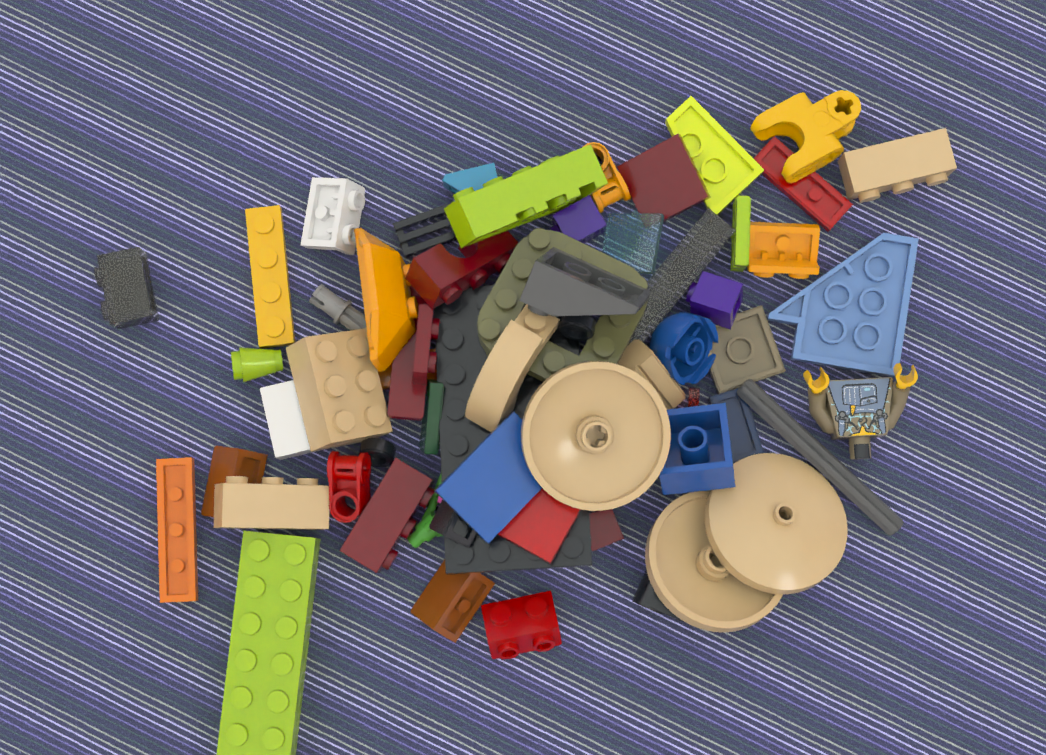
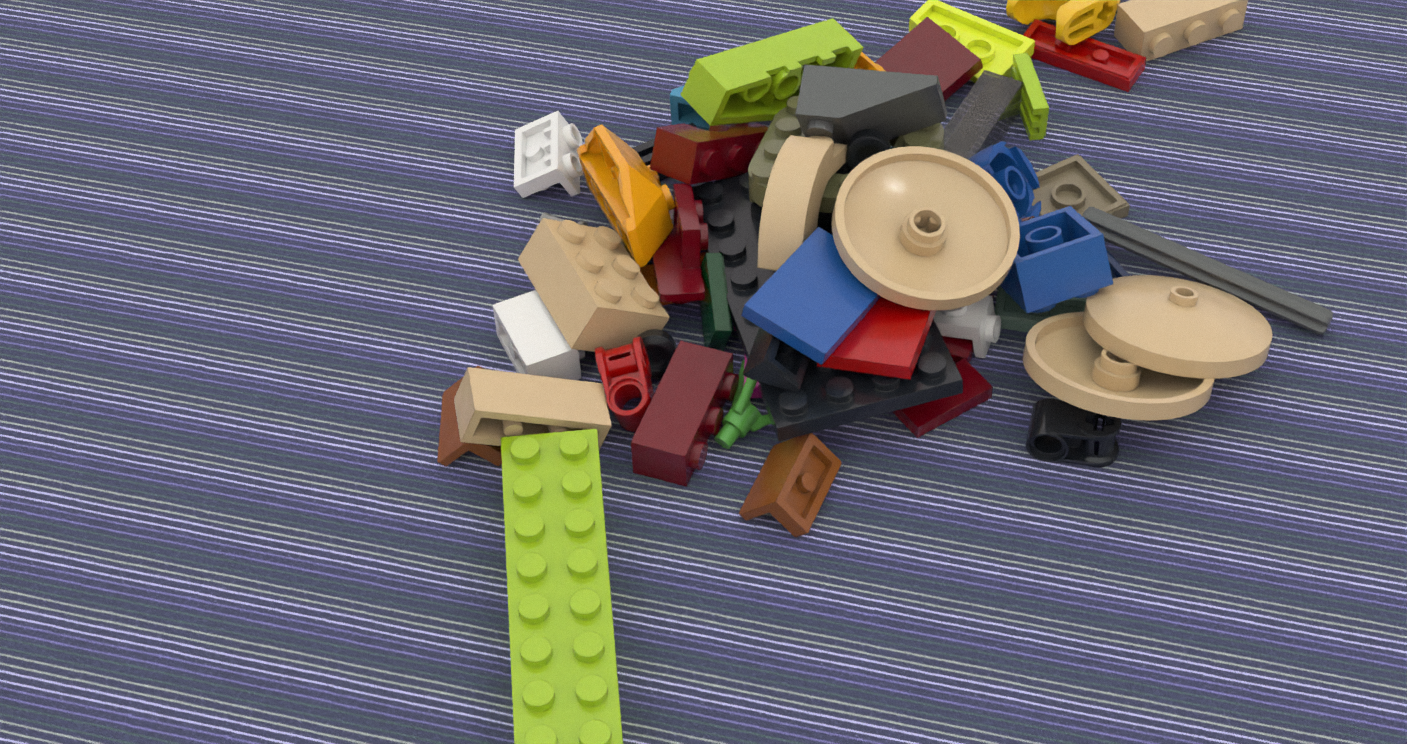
camera: 10 degrees left, 35 degrees down
(126, 288) = (308, 256): clear smoke brick -> none
(177, 530) = (410, 478): orange plate -> none
(255, 363) = (475, 299): lime cone -> none
(270, 276) = (483, 228): yellow plate -> none
(521, 625) = (892, 498): red bracket -> none
(715, 299) = (1031, 137): dark purple brick -> none
(783, 249) = (1085, 100): light orange bracket -> none
(855, 310) = (1187, 141): medium blue wing -> none
(858, 407) = (1229, 215): torso -> none

